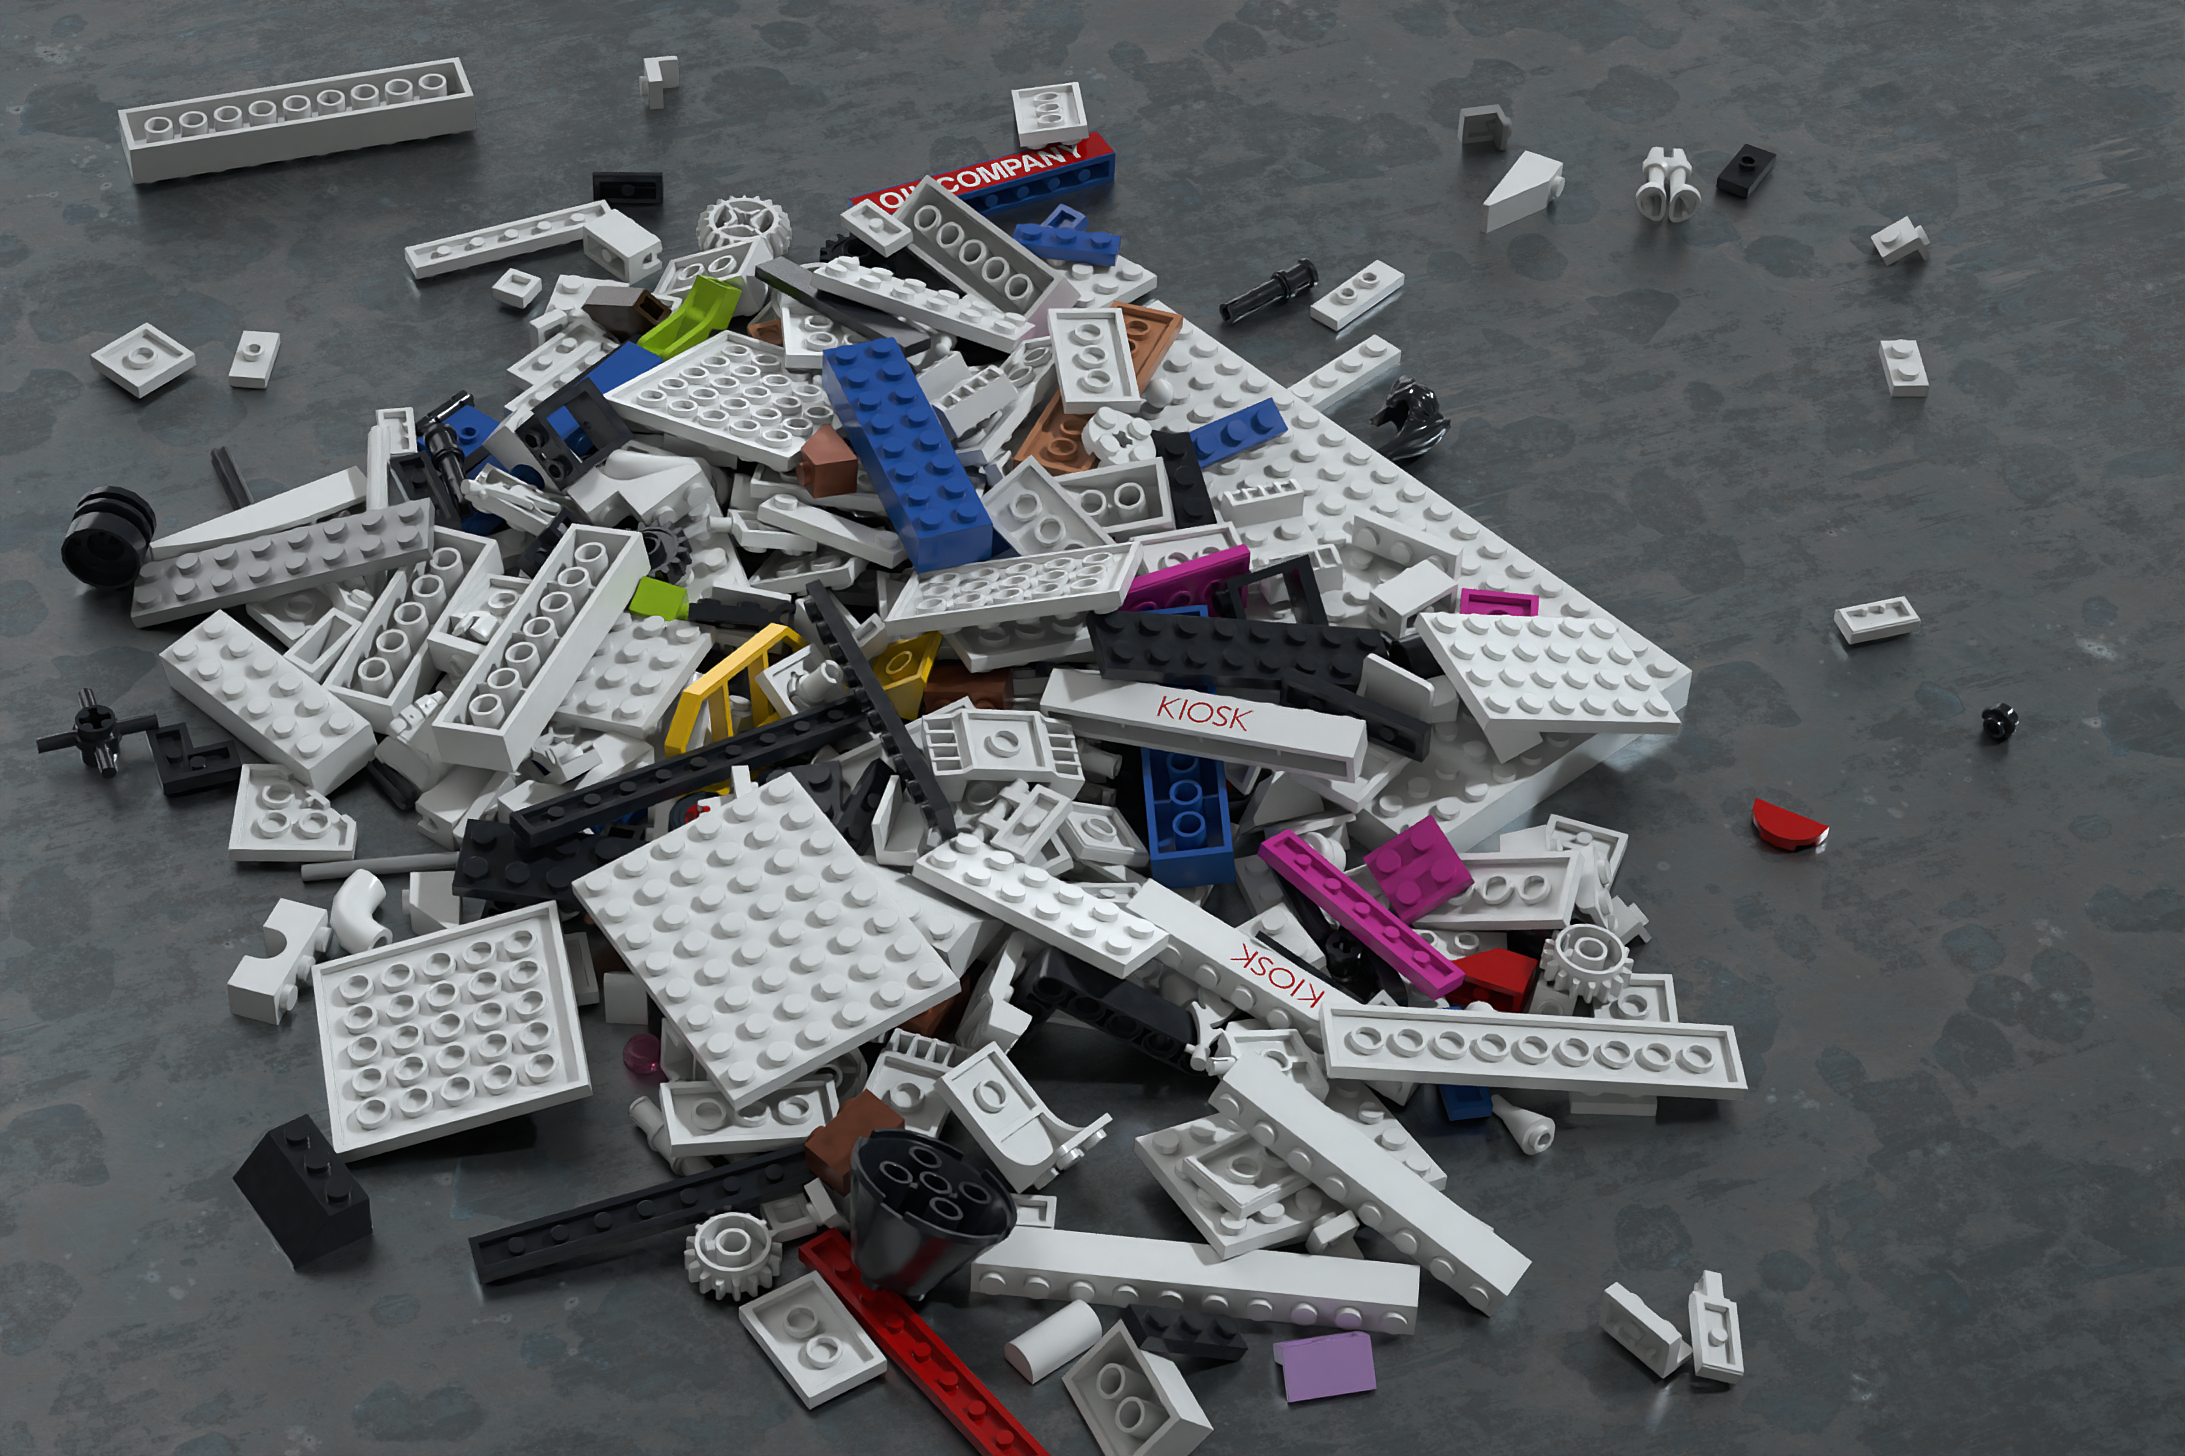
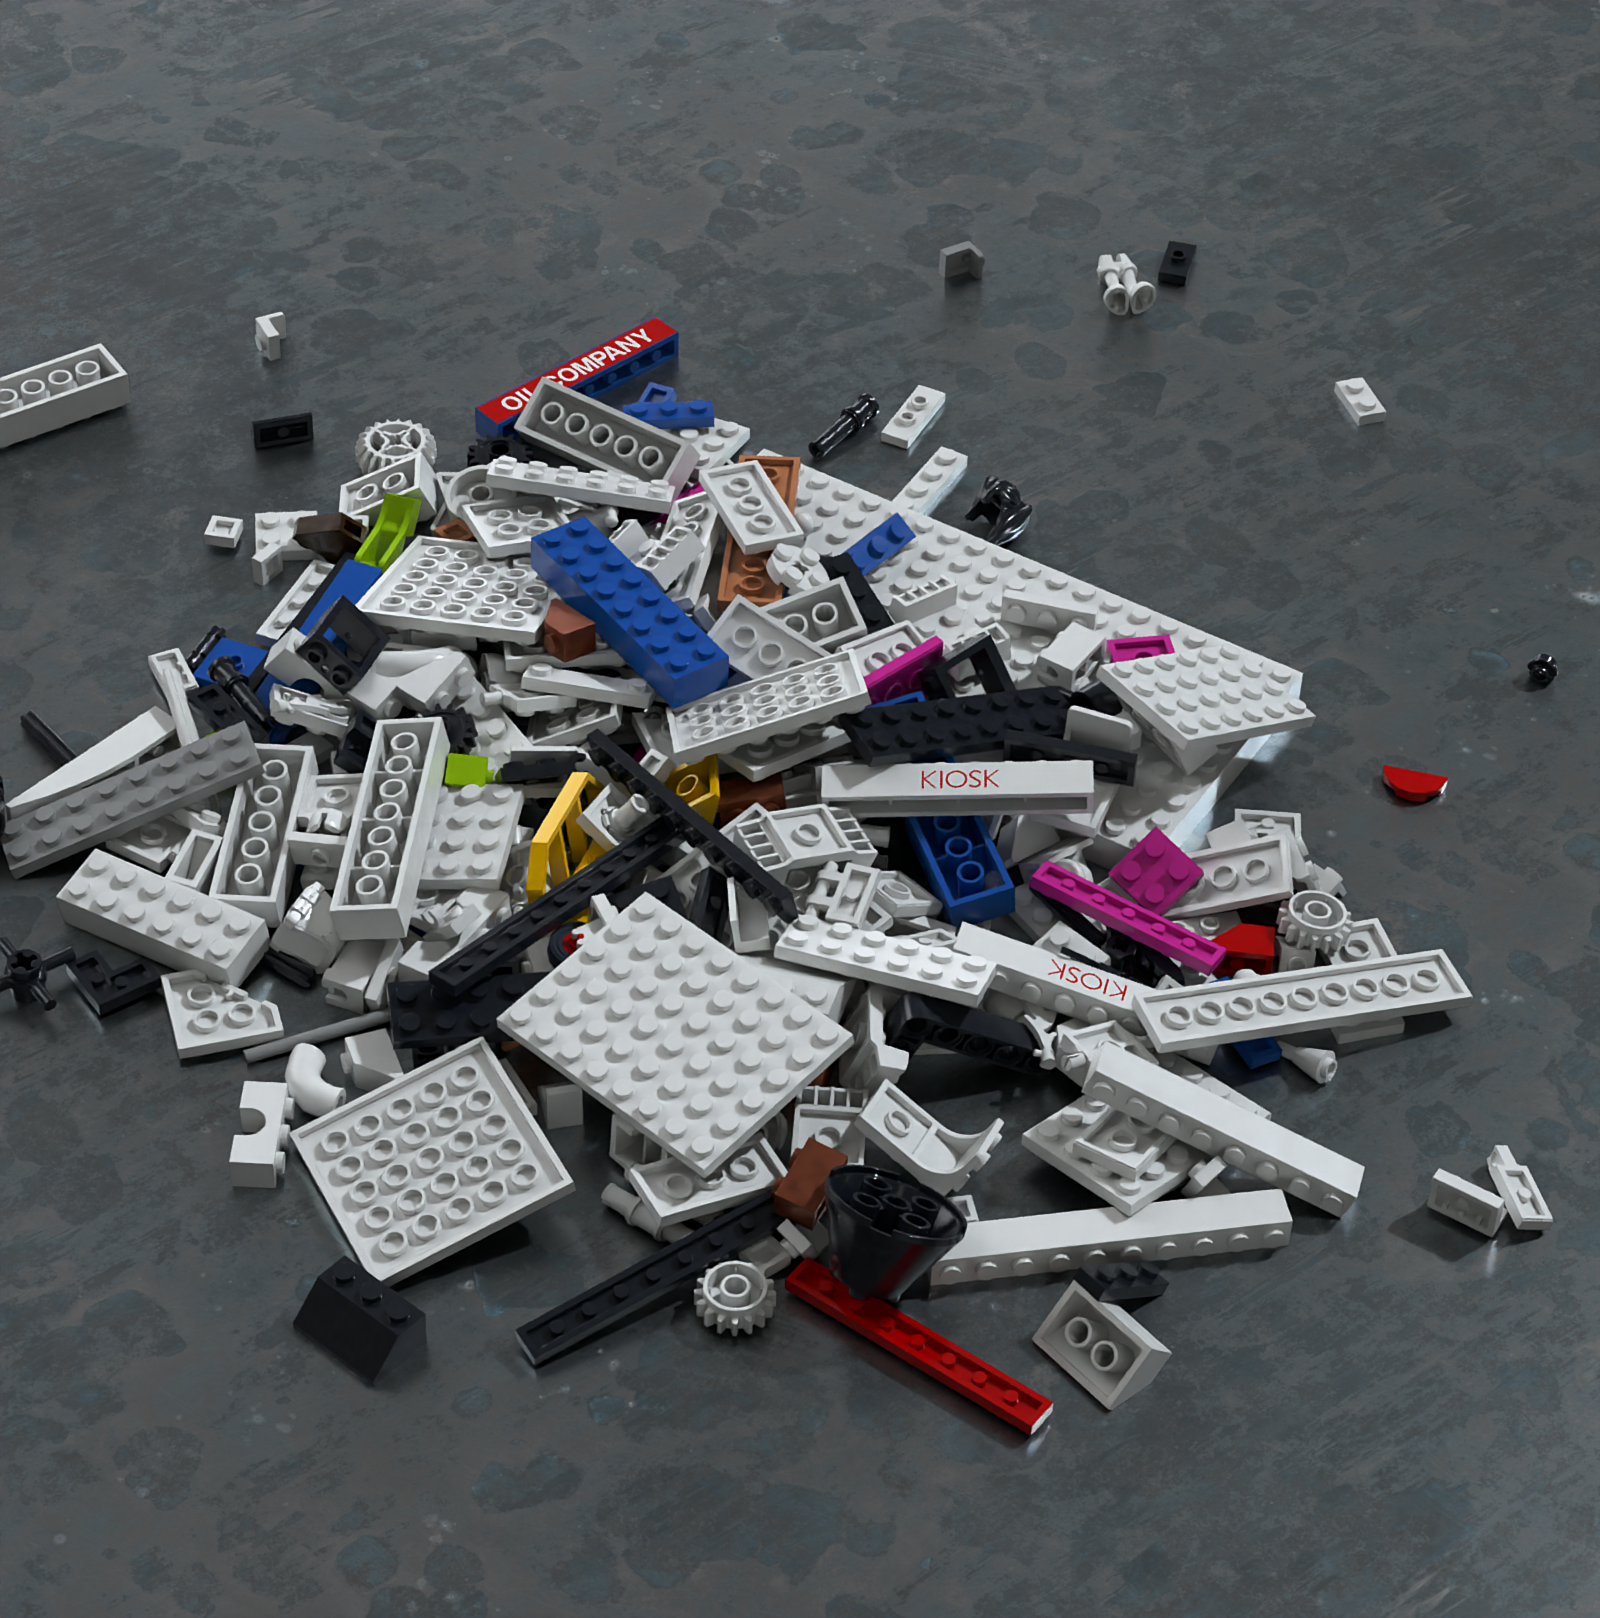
camera: 15 degrees left, 0 degrees up
(254, 359) = (22, 631): white plate -> none
(502, 240) = (200, 491): white plate -> none
(553, 353) = (278, 582): white plate -> none
(622, 246) = (298, 481): white brick -> none
(642, 1053) = (592, 1148): clear pink plate -> none
(812, 1339) = (825, 1351): white plate -> none
(858, 317) = (528, 504): black tile -> none
(876, 228) = (511, 428): white plate -> none
(1050, 115) = (612, 310): white plate -> none
(1054, 1341) = (1016, 1310): white brick -> none
(1326, 1365) = (1234, 1282): lavender panel -> none
(1523, 191) = (1013, 308): white slope -> none
(1877, 620) = (1419, 606): white plate -> none
(1900, 240) = (1319, 299): white bracket -> none

